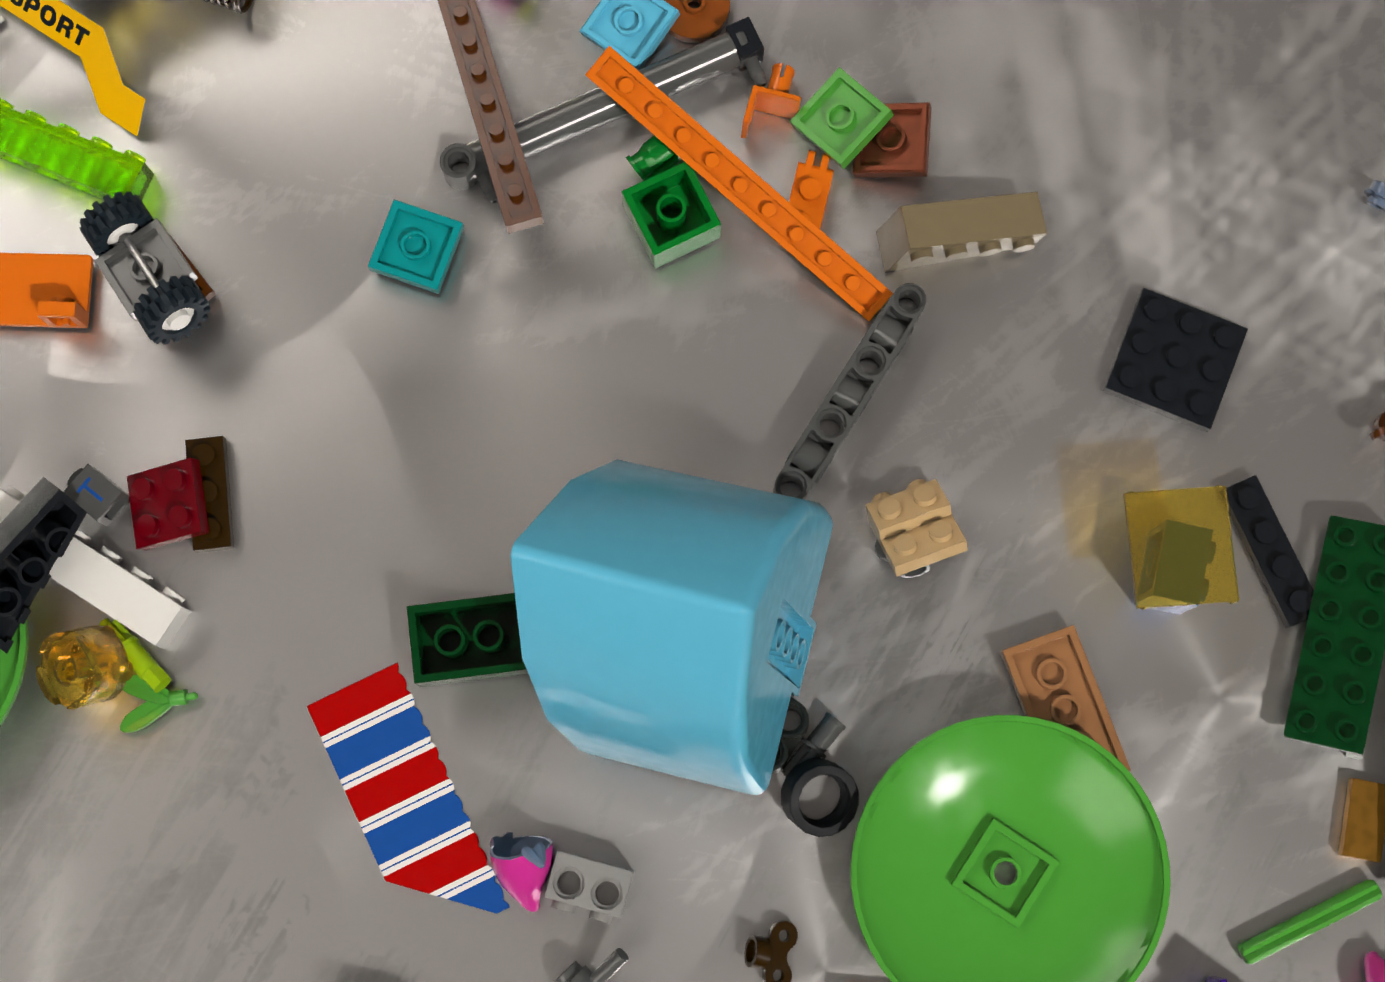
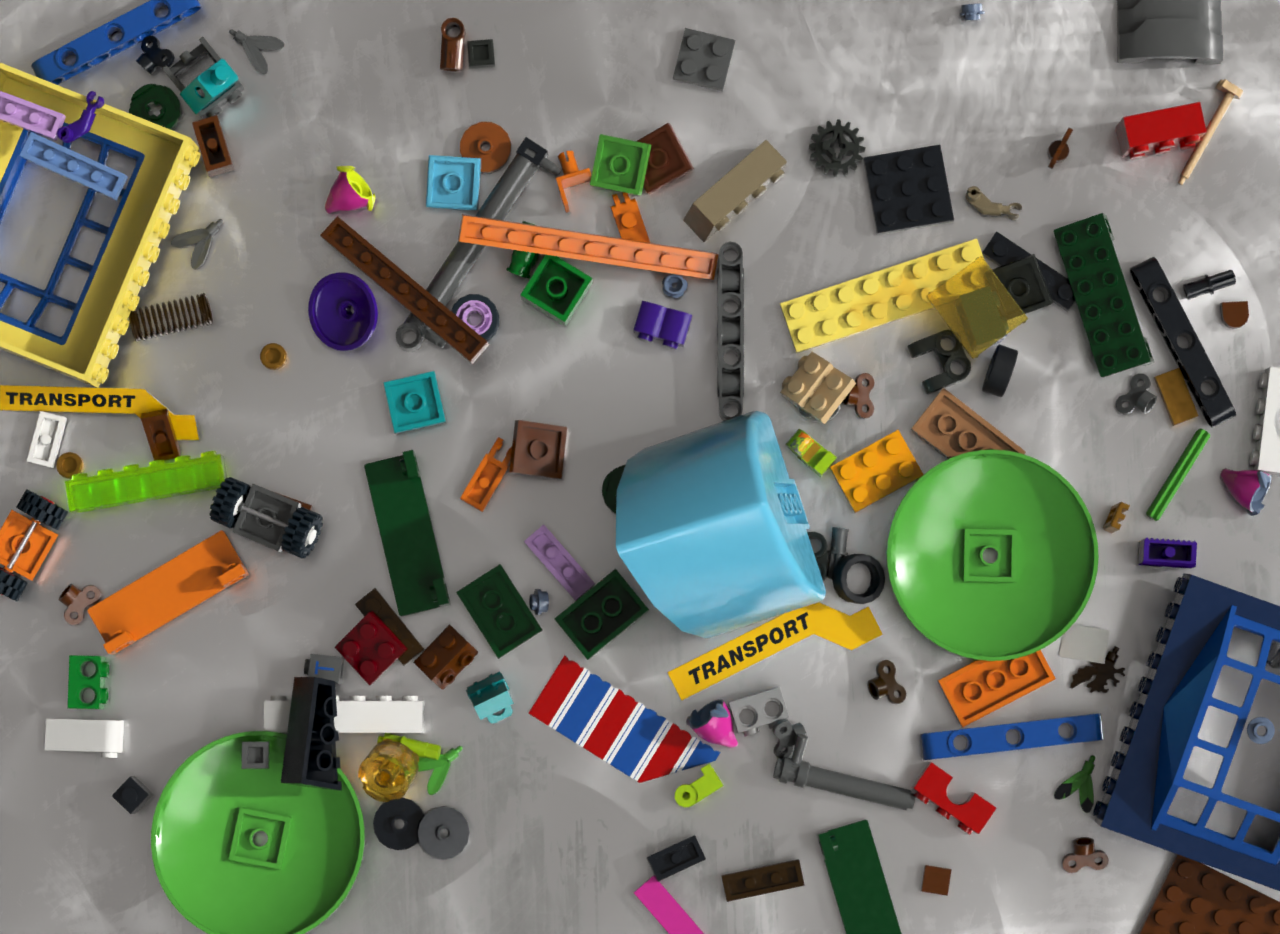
camera: 30 degrees left, 5 degrees up
(78, 746) = (385, 823): none -> black plate
(92, 98) = (160, 435): none -> reddish brown plate
(106, 766) = (429, 832): none -> black plate
(250, 574) = (446, 657): none -> reddish brown bracket
(267, 654) = (490, 697): none -> teal piece
(288, 94) = (273, 356): none -> pearl gold tile
(304, 396) = (407, 534): none -> dark green bracket
(351, 558) = (499, 611): none -> dark green plate
(400, 86) = (332, 315): none -> dark purple dish
(407, 576) = (539, 601): none -> sand blue plate
(437, 936) = (689, 794): none -> lime leg
(445, 387) = (487, 478): none -> orange hinge
(463, 543) = (559, 562): none -> lavender plate
(525, 391) = (538, 449): none -> reddish brown plate
(565, 177) = (483, 306): none -> wheel
(602, 941) = (786, 737): none -> dark grey piece
(664, 803) = (771, 638): none -> yellow sticker
(772, 336) = (662, 324): none -> dark purple brick
(819, 290) = (675, 292): none -> sand blue plate
(857, 603) = (810, 452): none -> lime leg
(925, 677) = (876, 471): none -> light orange plate
(961, 571) = (860, 396): none -> reddish brown piece
(1018, 61) = (704, 59): none -> dark grey plate
(1048, 462) = (873, 297): none -> light yellow plate
(1099, 590) = (945, 357): none -> pearl dark grey piece
(1103, 247) = (826, 148): none -> pearl dark grey gear
(1159, 647) = (1000, 370): none -> black tyre
(1190, 929) = (1115, 515): none -> pearl gold tile
(1259, 438) = (986, 207): none -> dark tan arm
(1259, 559) = (1025, 283): none -> pearl dark grey plate
(1314, 789) = (1137, 397): none -> dark grey piece

